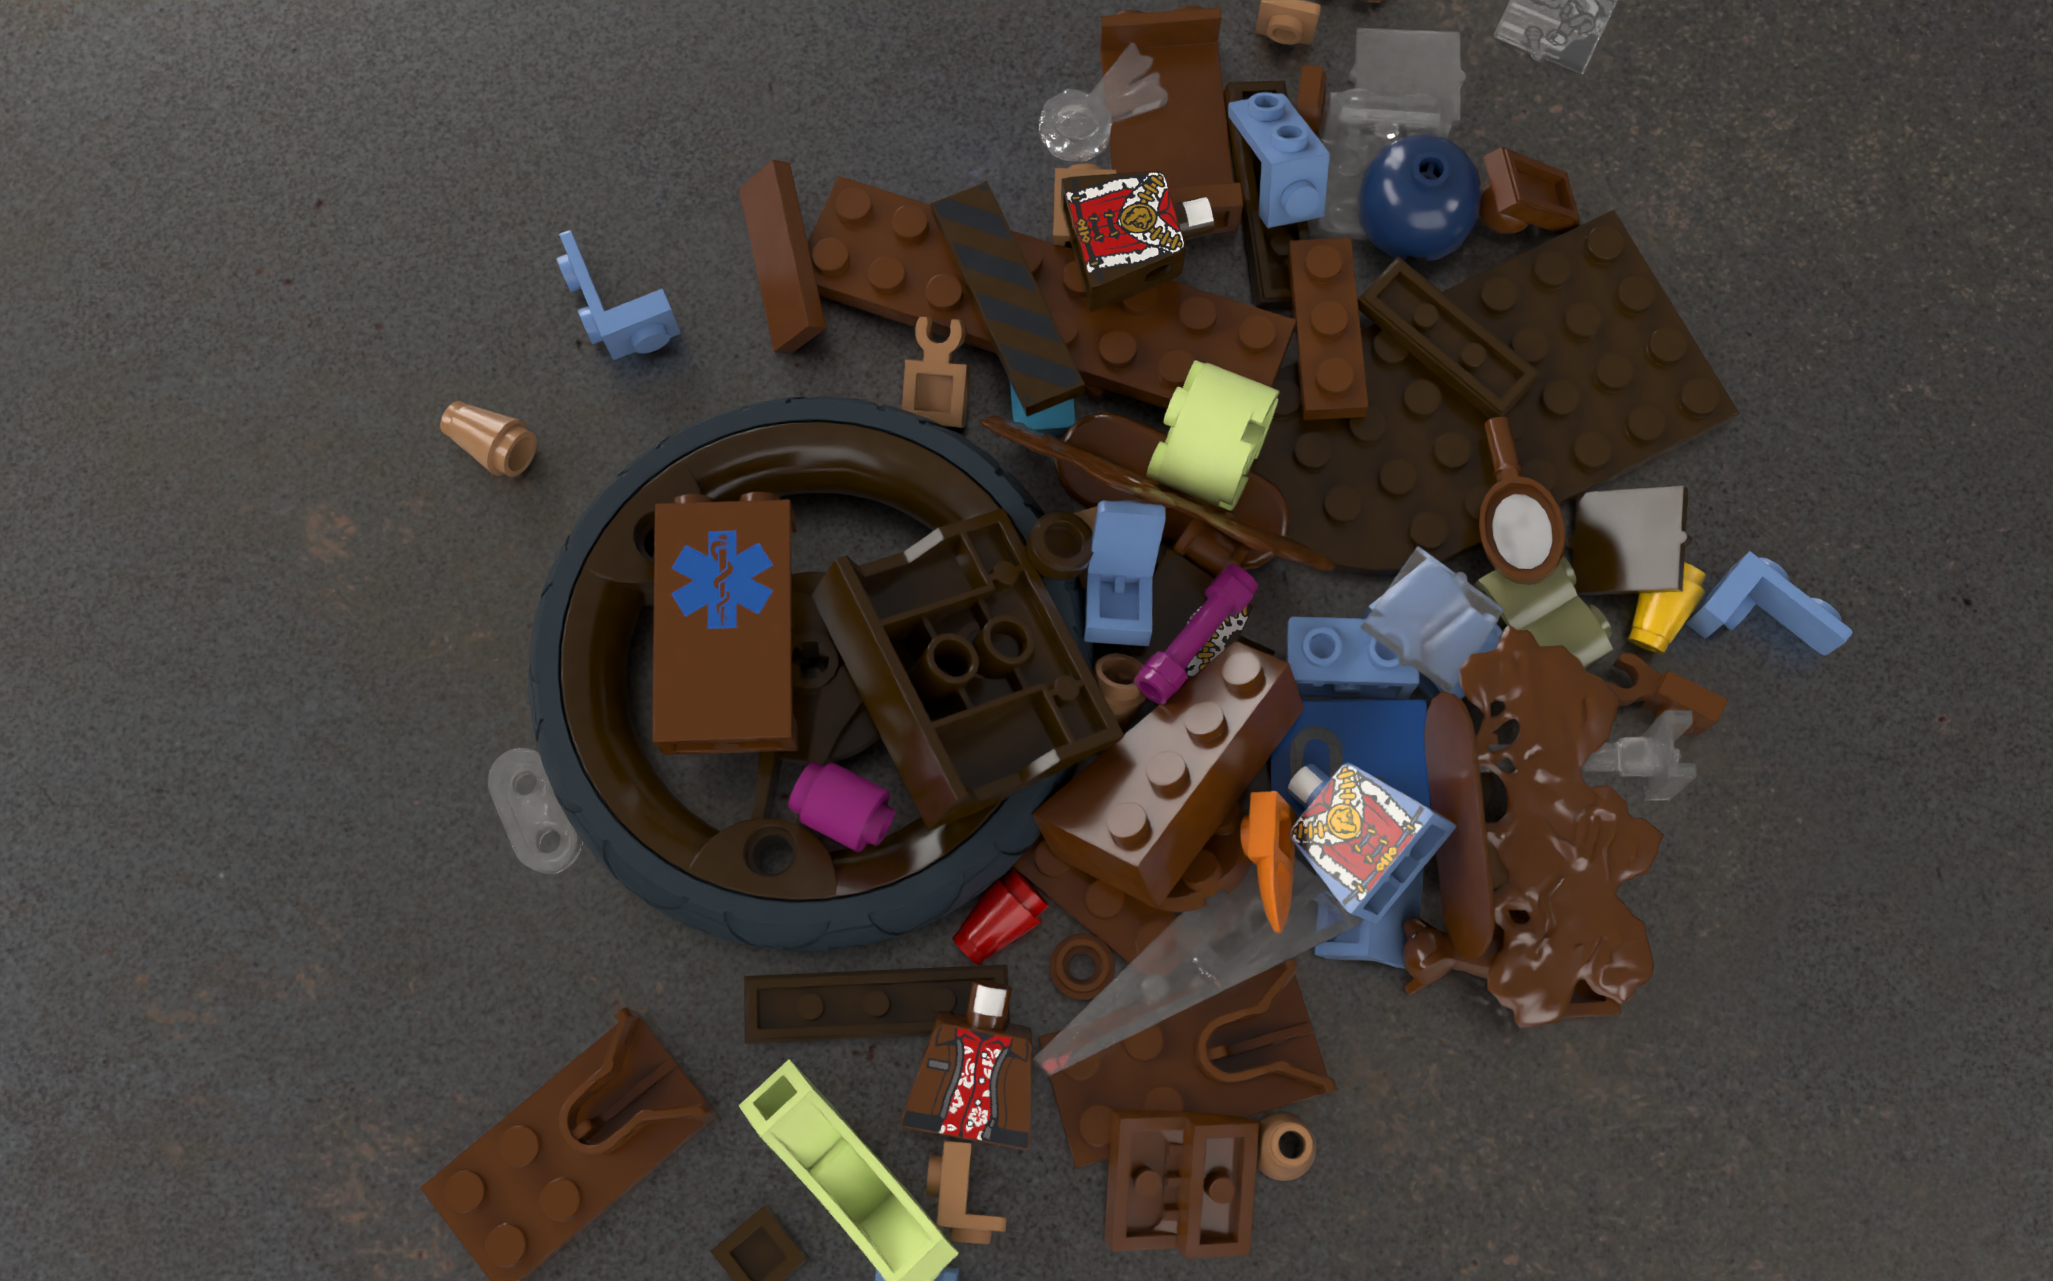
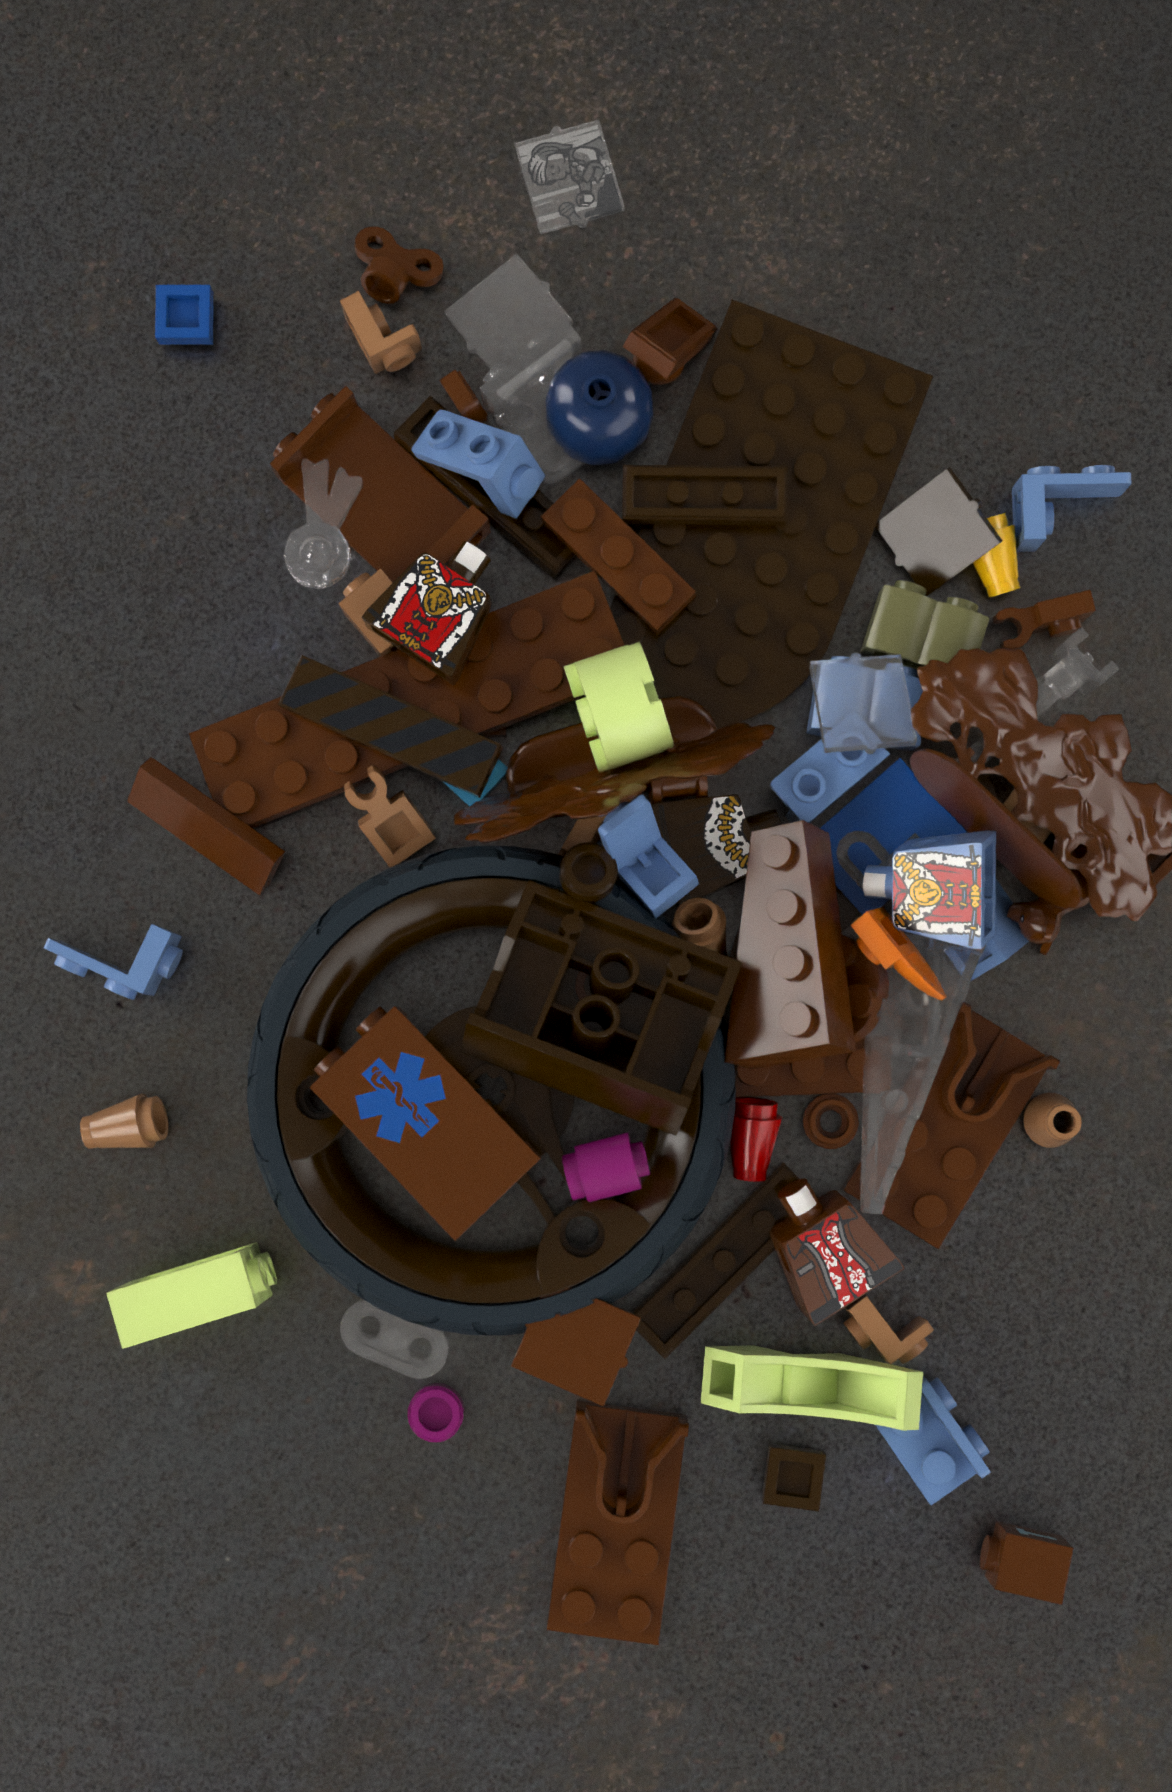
camera: 40 degrees left, 10 degrees up
(403, 612) = (191, 1294): none -> yellowish green window
(509, 909) = (435, 1412): none -> magenta tile
(675, 948) = (579, 1348): none -> reddish brown piece
(1165, 671) = (719, 804): magenta bar -> none
(1181, 1182) = (1010, 1200): reddish brown slope -> none
(1518, 516) = (856, 581): reddish brown piece -> none

